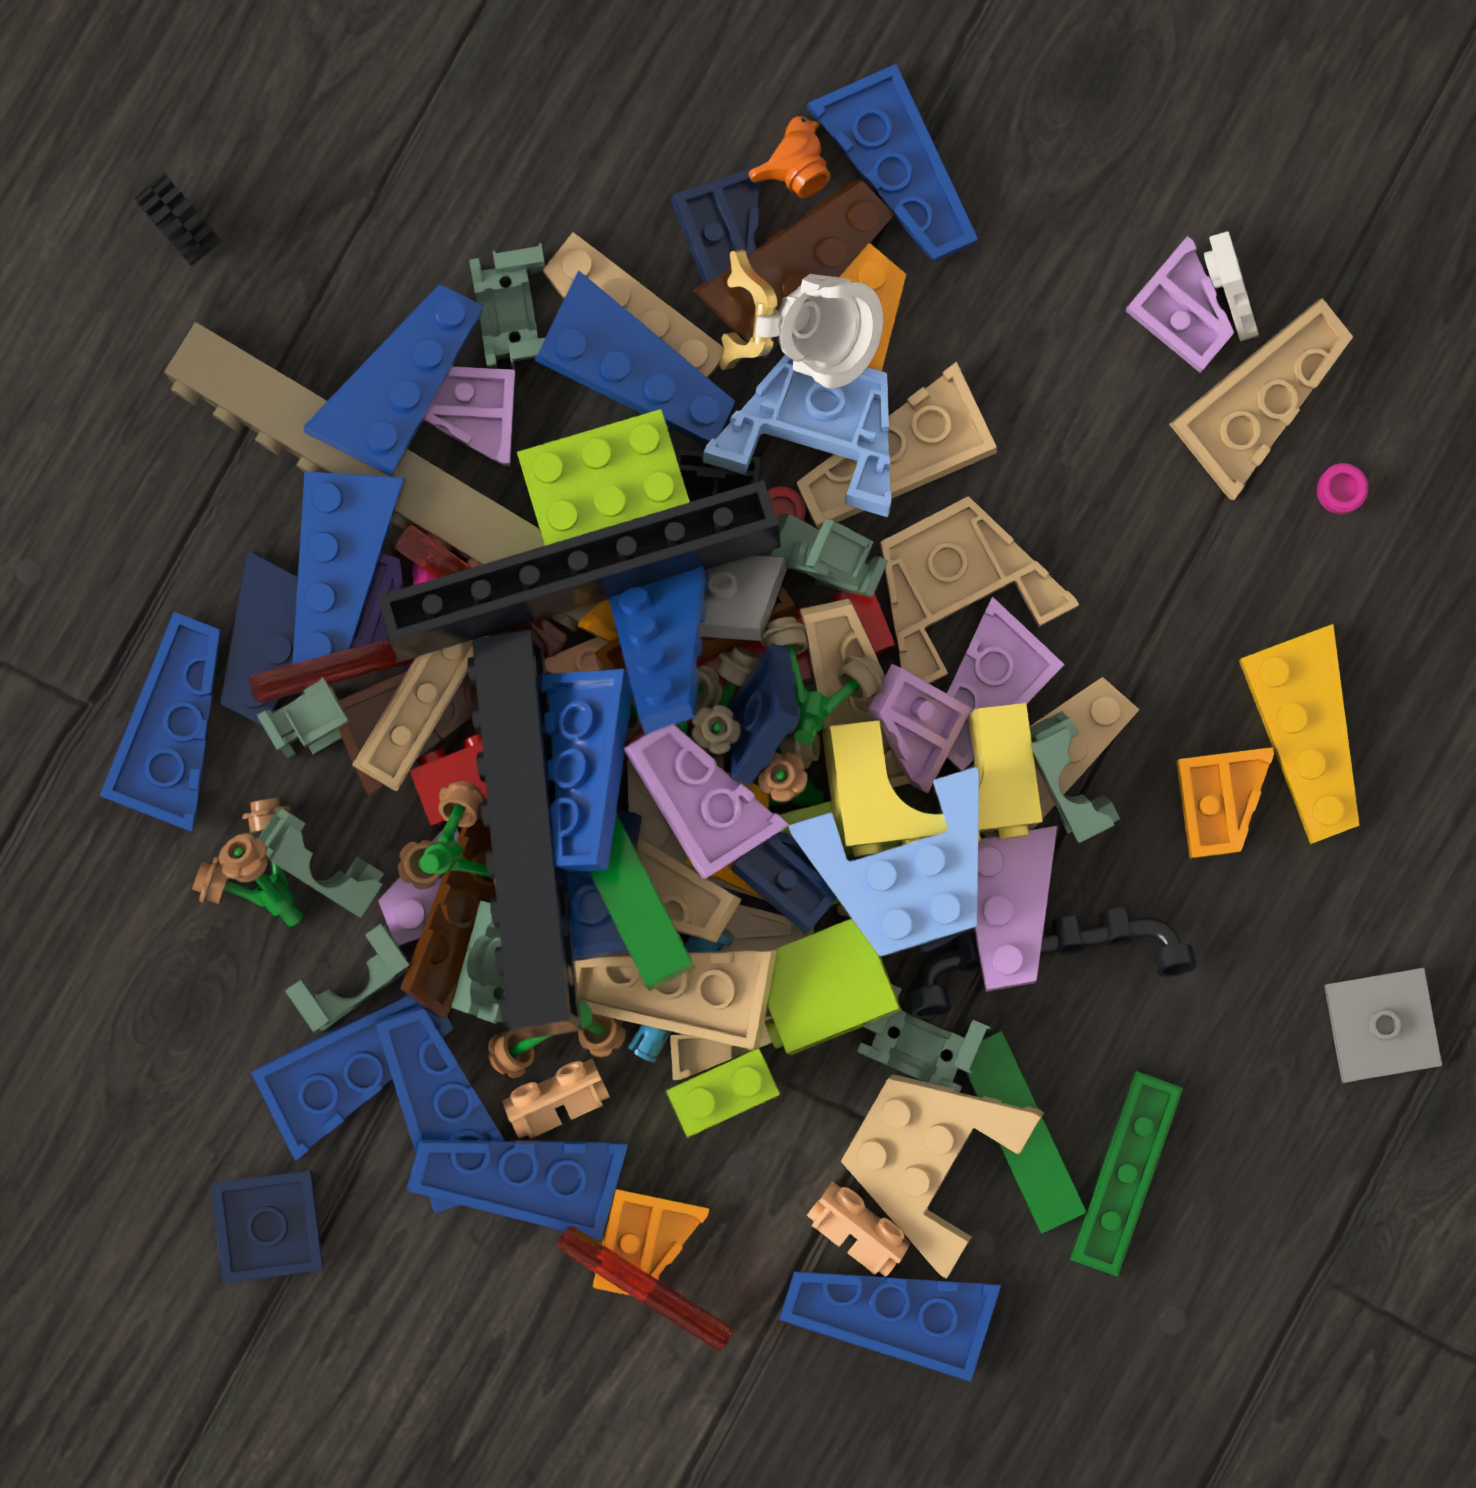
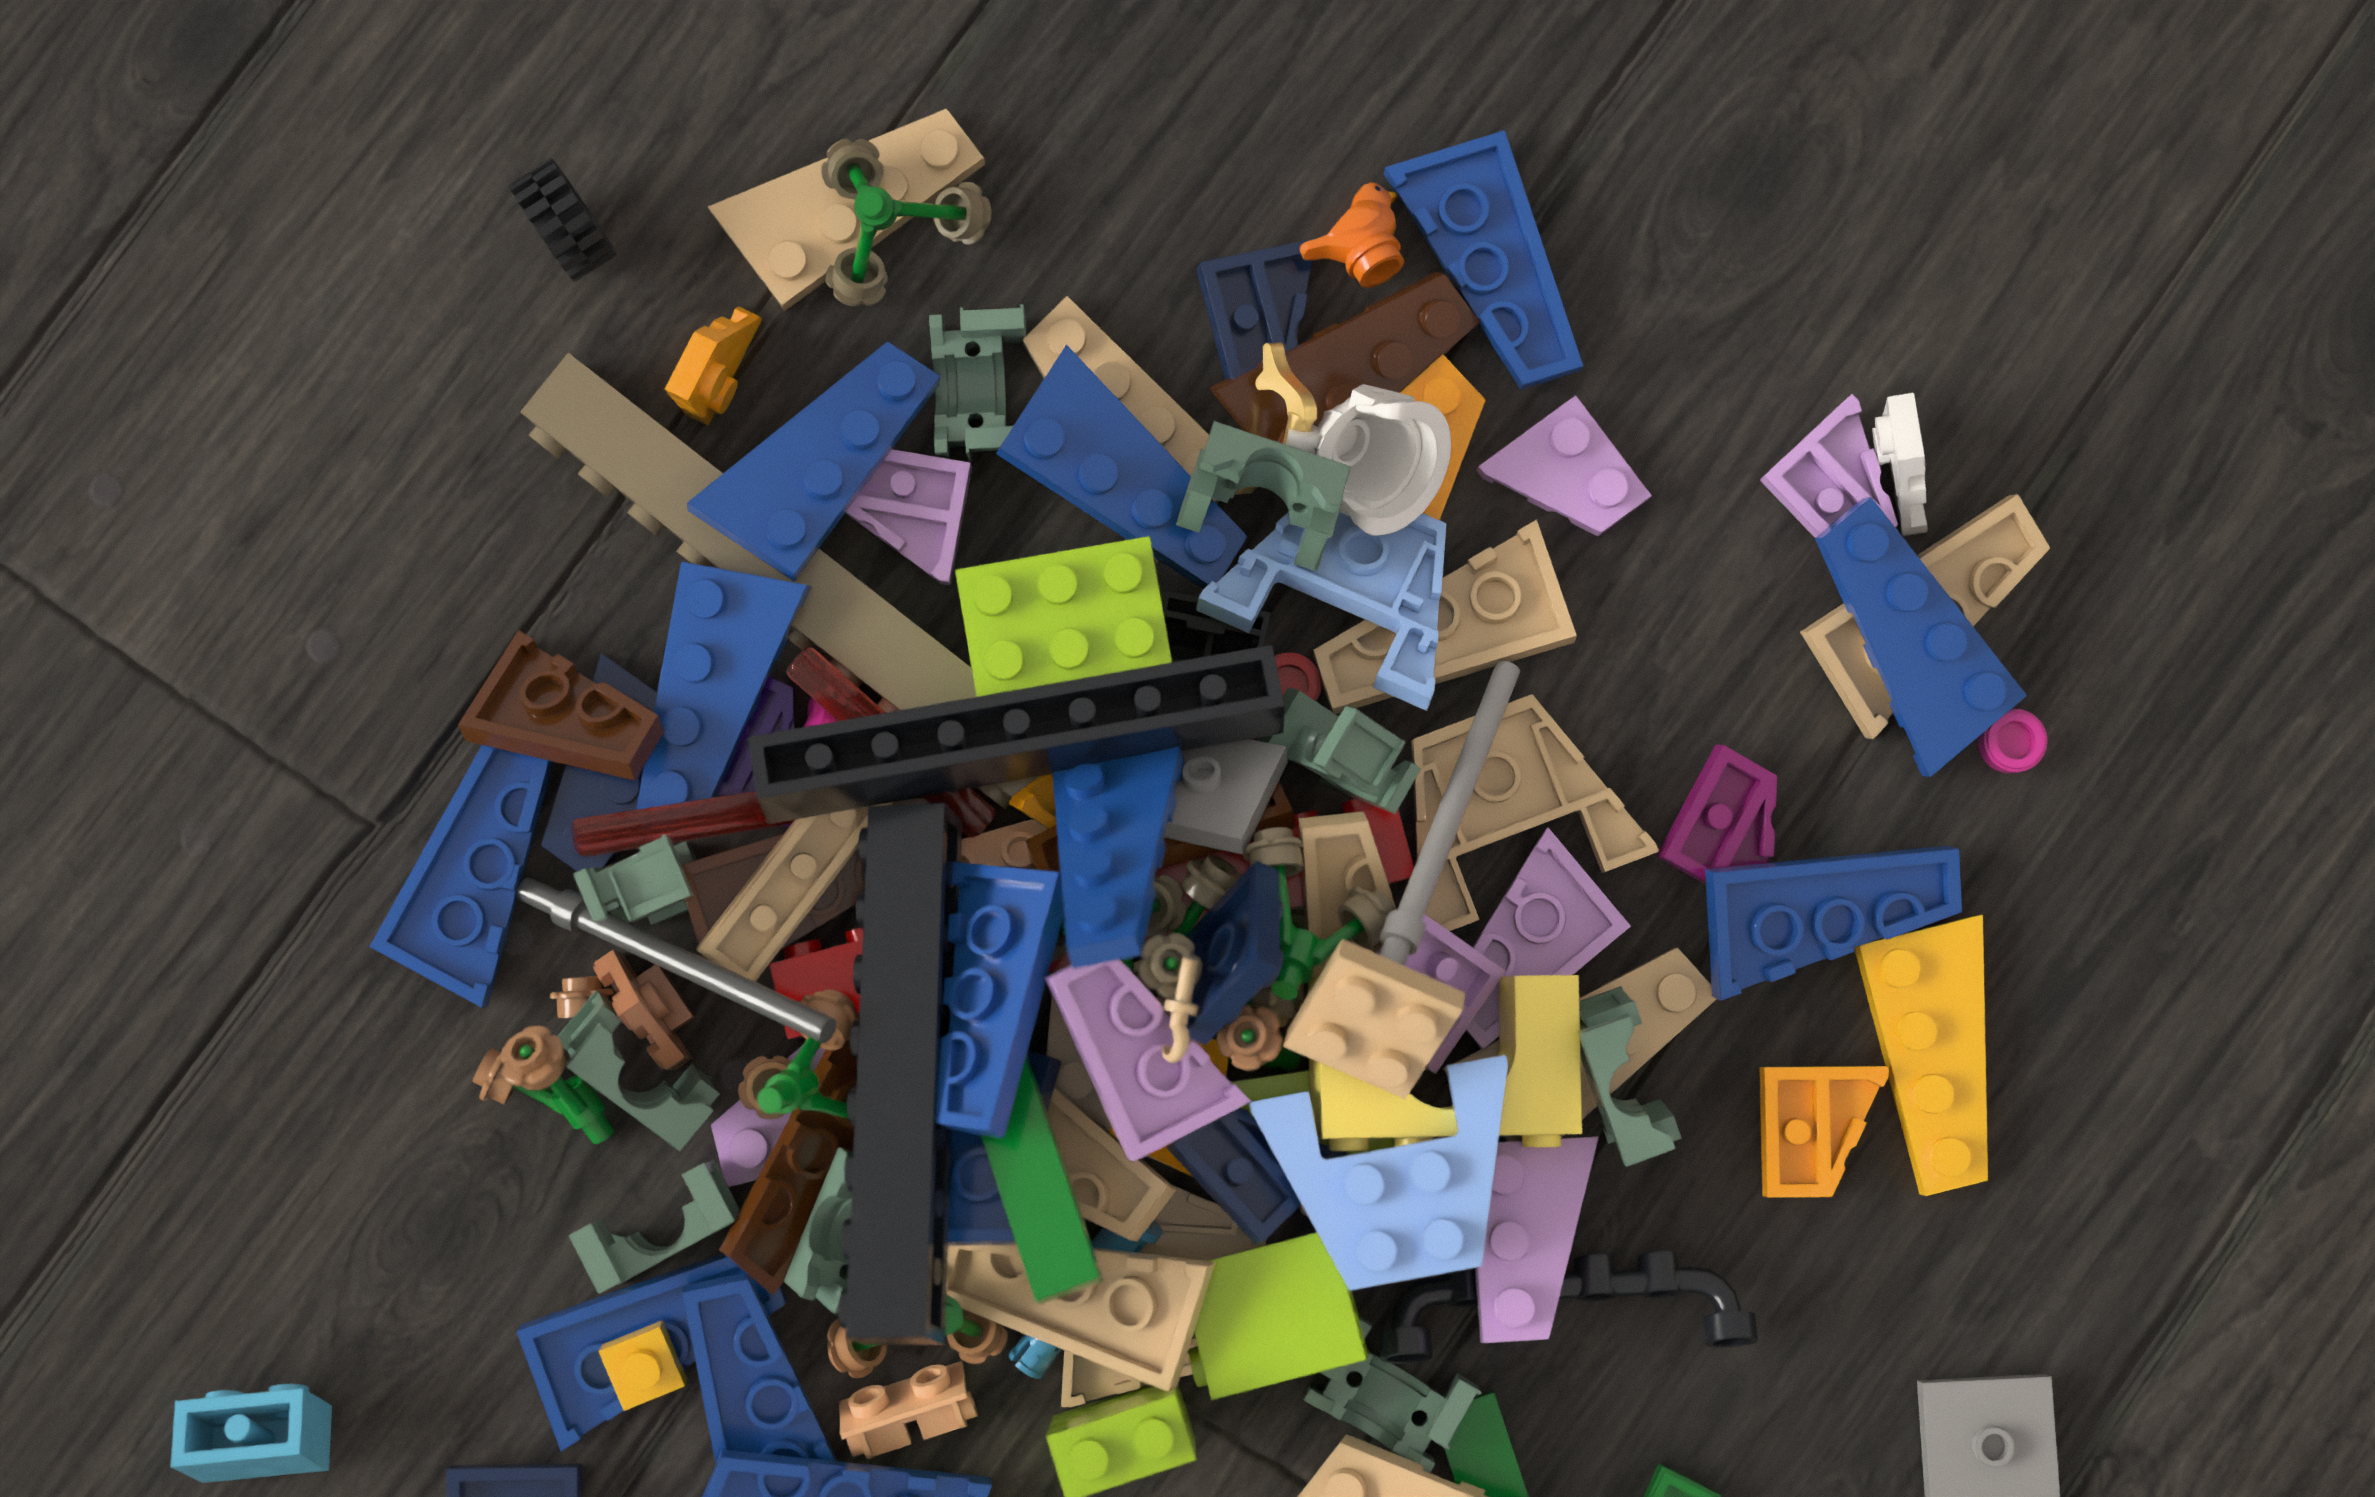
camera: 10 degrees right, 0 degrees up
(60, 1174) = (251, 1434): none -> medium azure brick
(219, 599) = (558, 715): none -> reddish brown wing
(257, 751) = (572, 914): none -> dark grey bar
(302, 328) = (706, 369): none -> light orange wing
(322, 816) = (648, 1007): none -> nougat plate
(351, 1086) = (643, 1365): none -> yellow plate
(385, 185) = (800, 226): none -> tan wing
(399, 158) = (855, 175): none -> dark tan plant
(728, 760) = (1181, 1009): none -> tan hand
(772, 352) = (1304, 481): none -> sand green piece
(873, 749) = (1374, 1019): none -> tan plate
(889, 679) = (1404, 926): none -> light grey bar
(977, 320) = (1569, 469): none -> lavender wing
(1130, 582) = (1724, 817): none -> magenta wing
(1193, 637) = (1808, 910): none -> blue wing
(1267, 429) = (1929, 655): none -> blue wing

